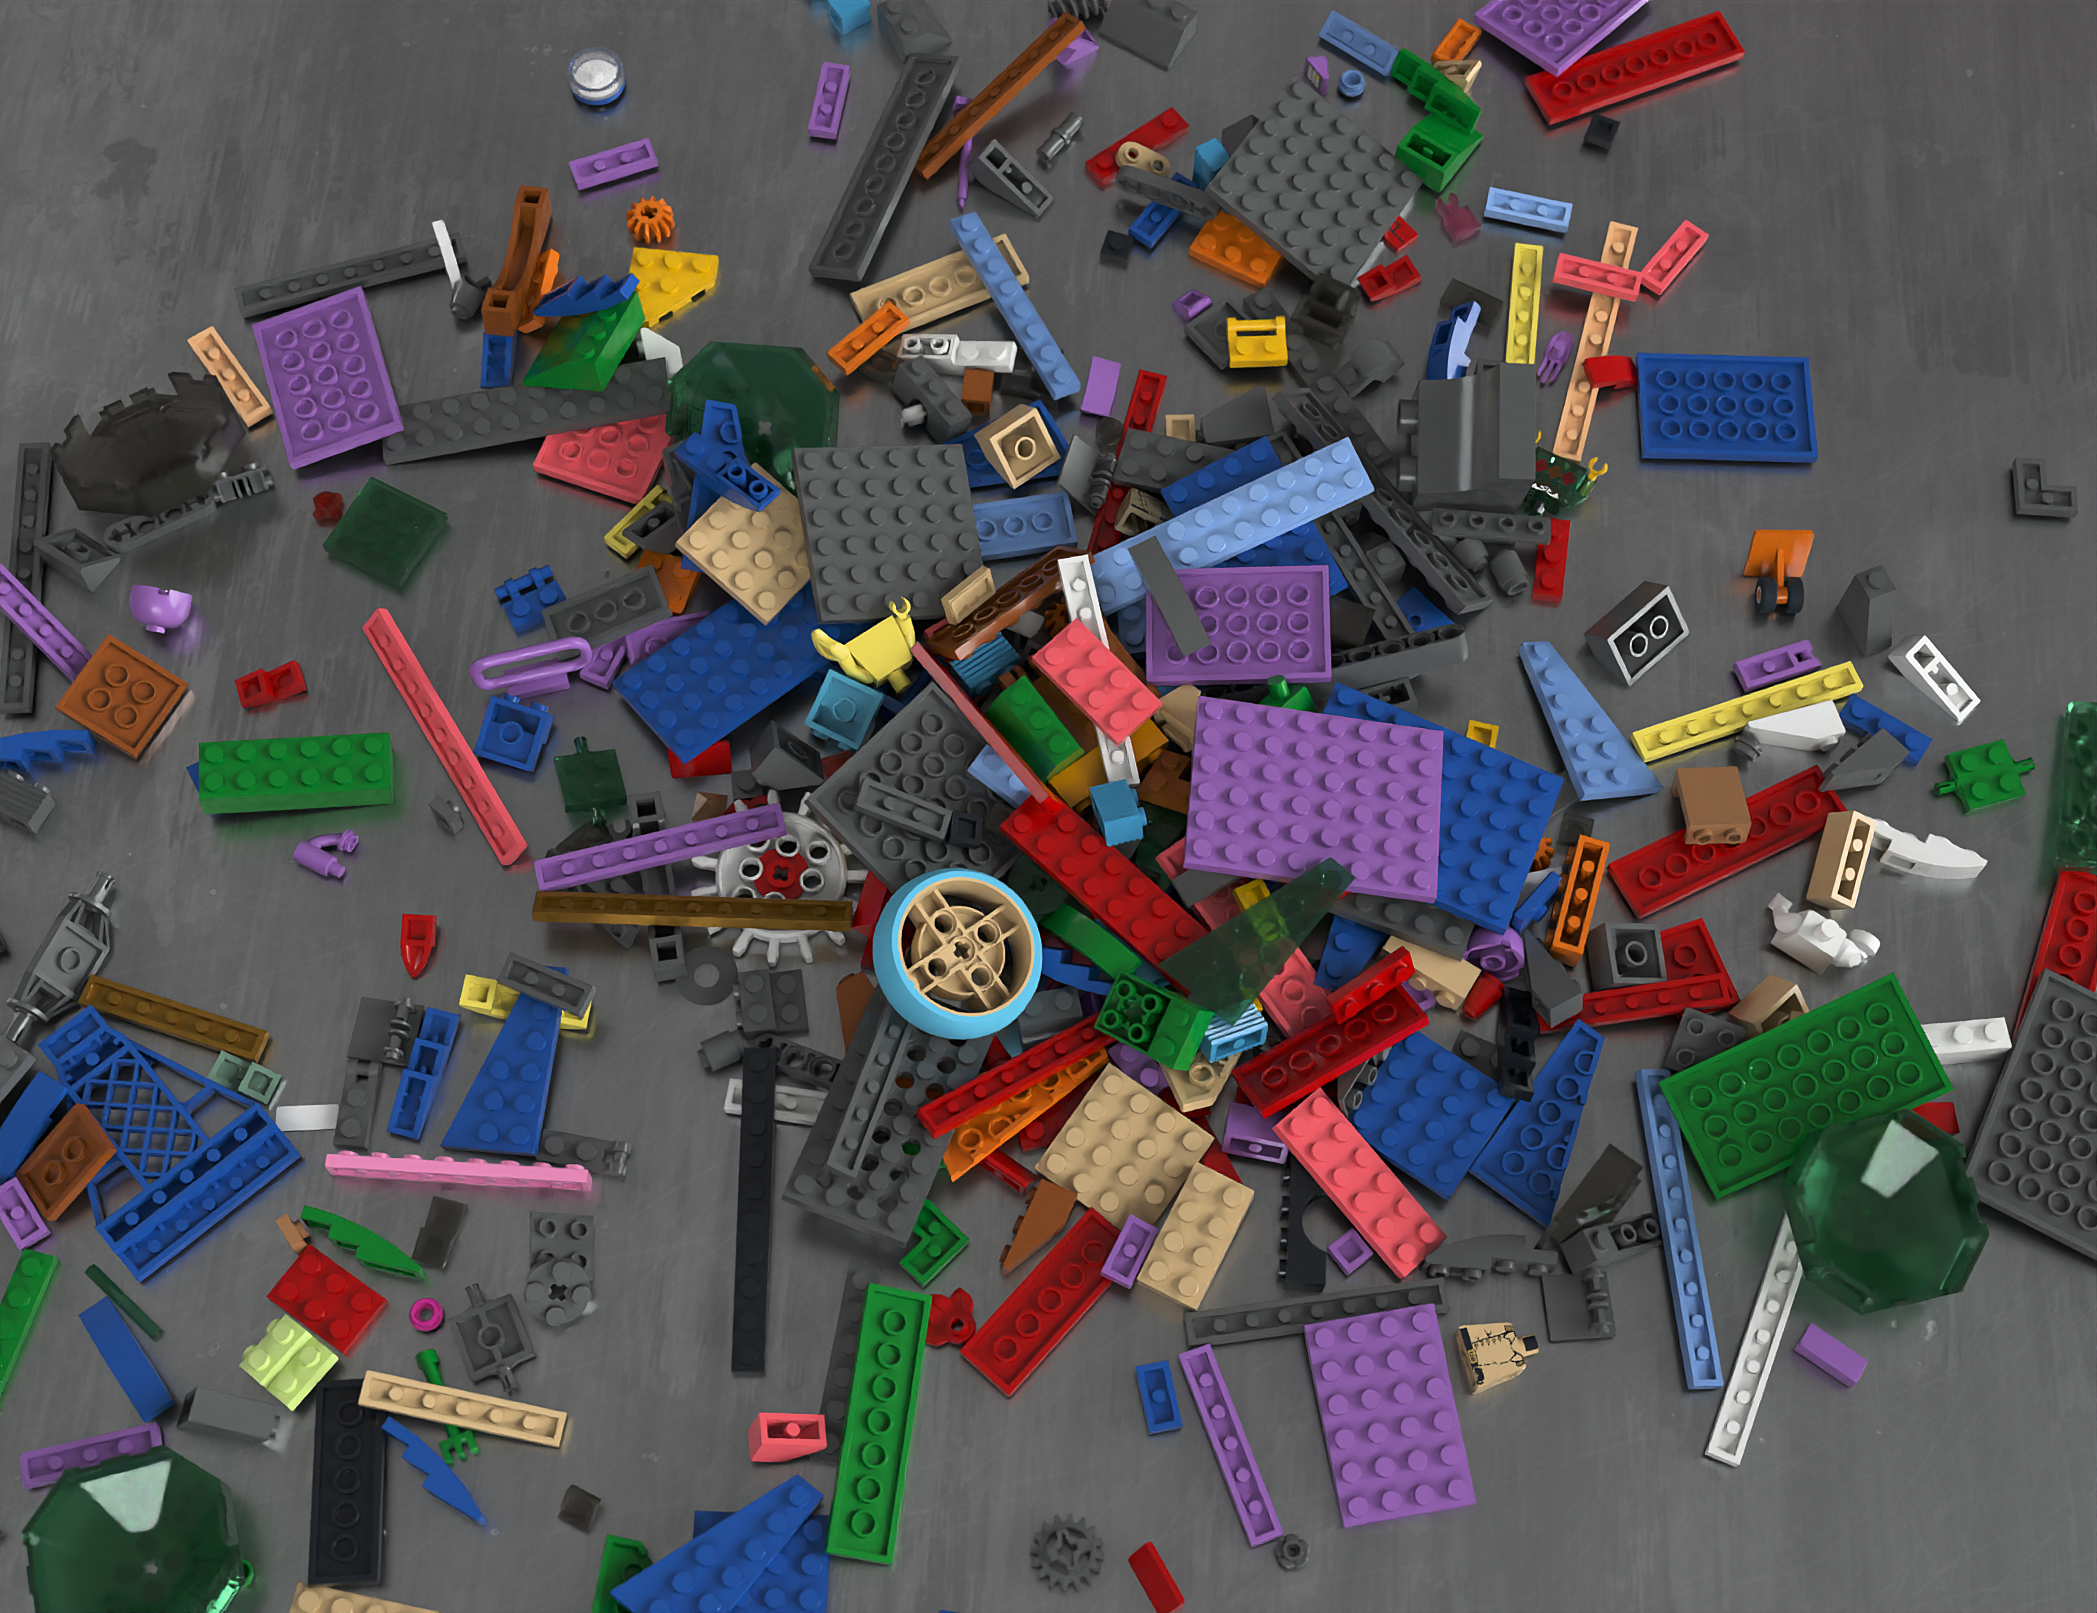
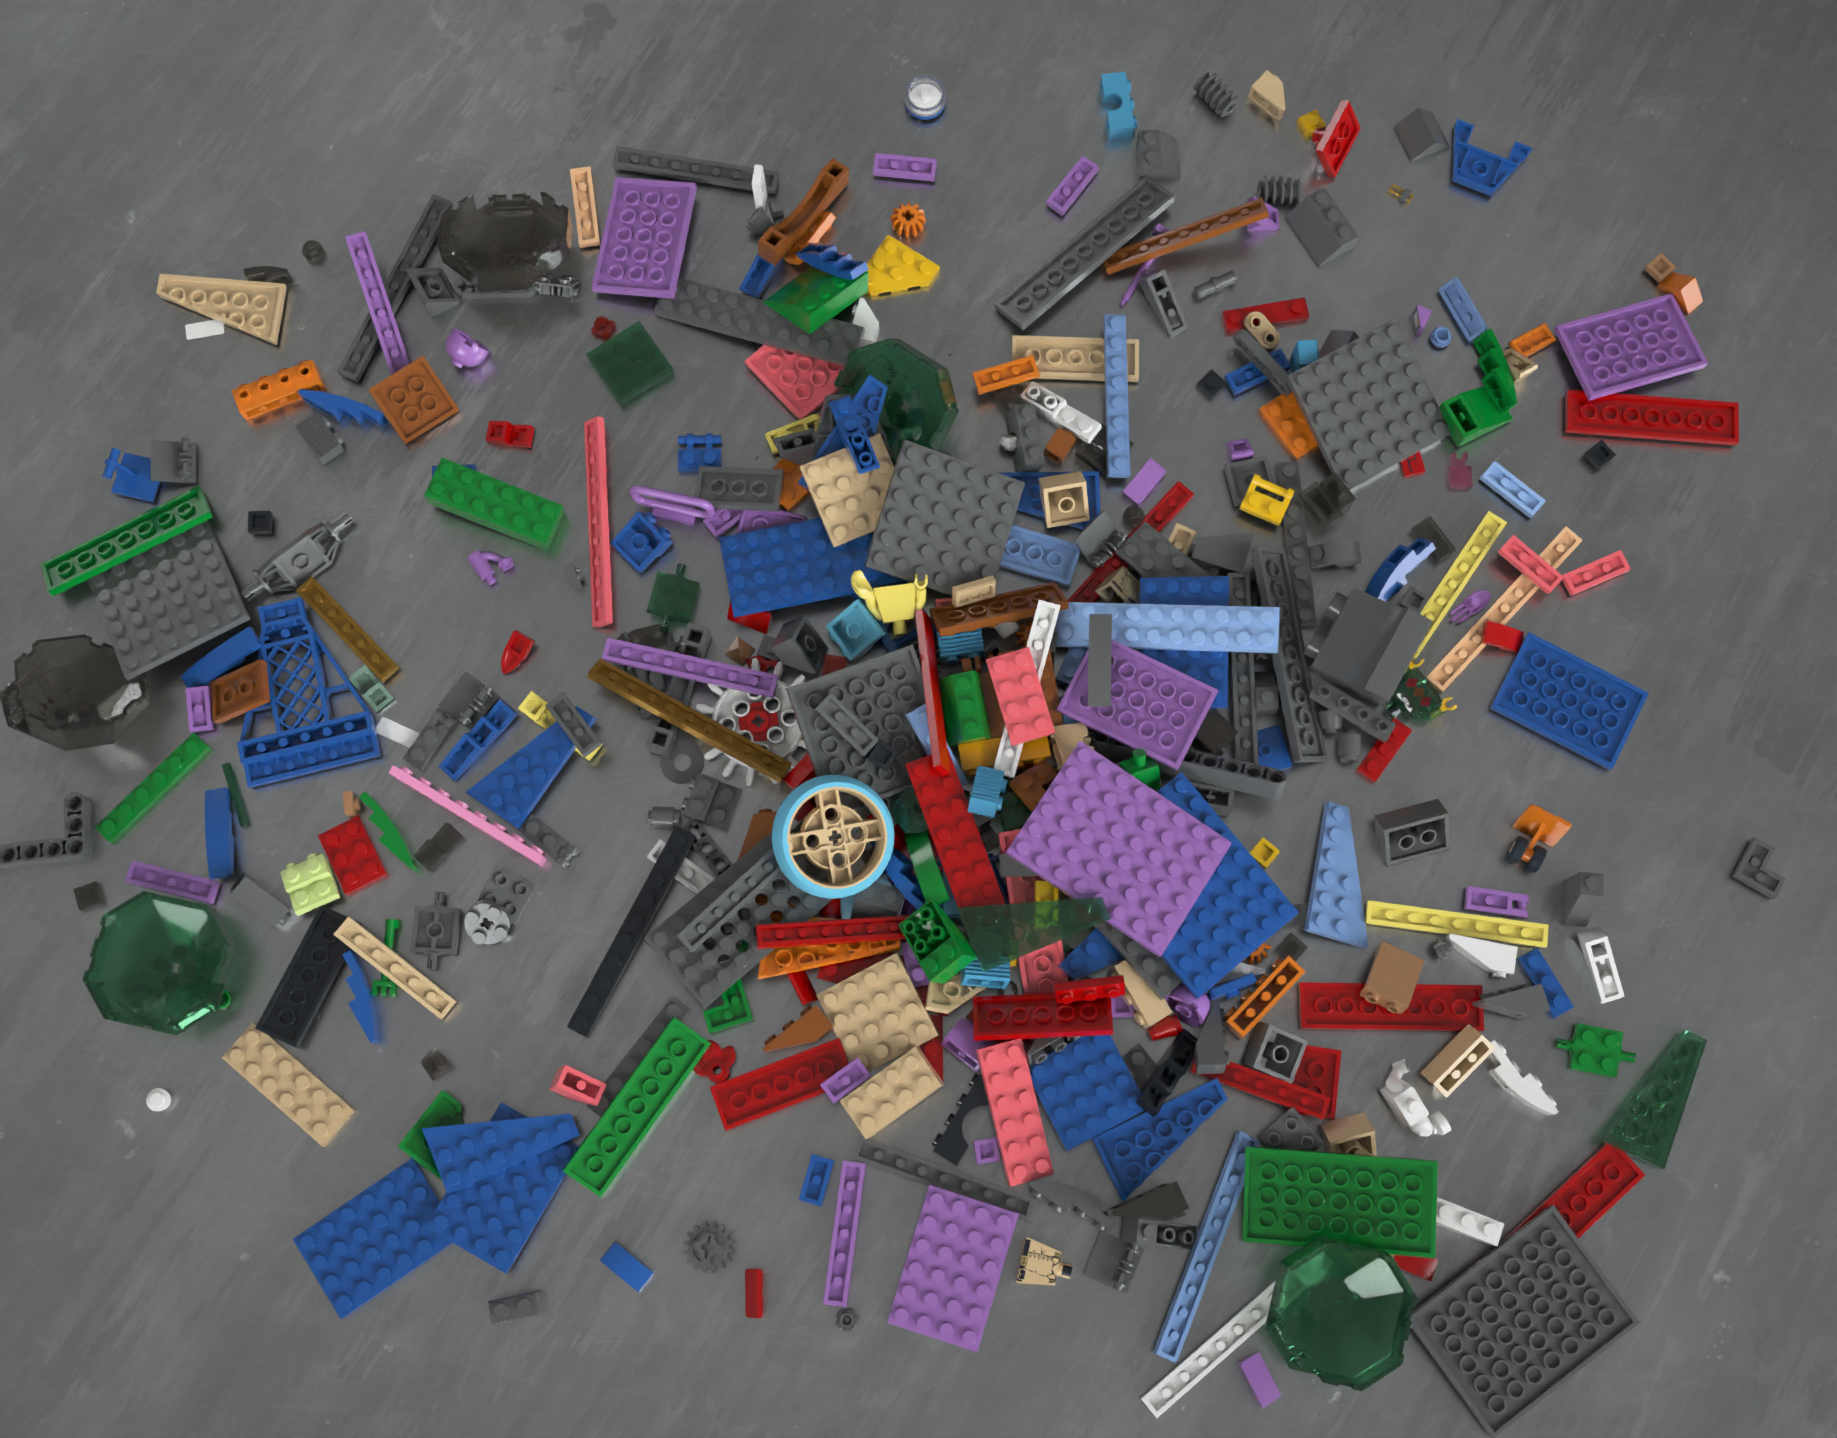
camera: 30 degrees right, 10 degrees up
(423, 1305) = (400, 890): dark pink plate -> none
(1389, 280) = (1386, 495): red slope -> none

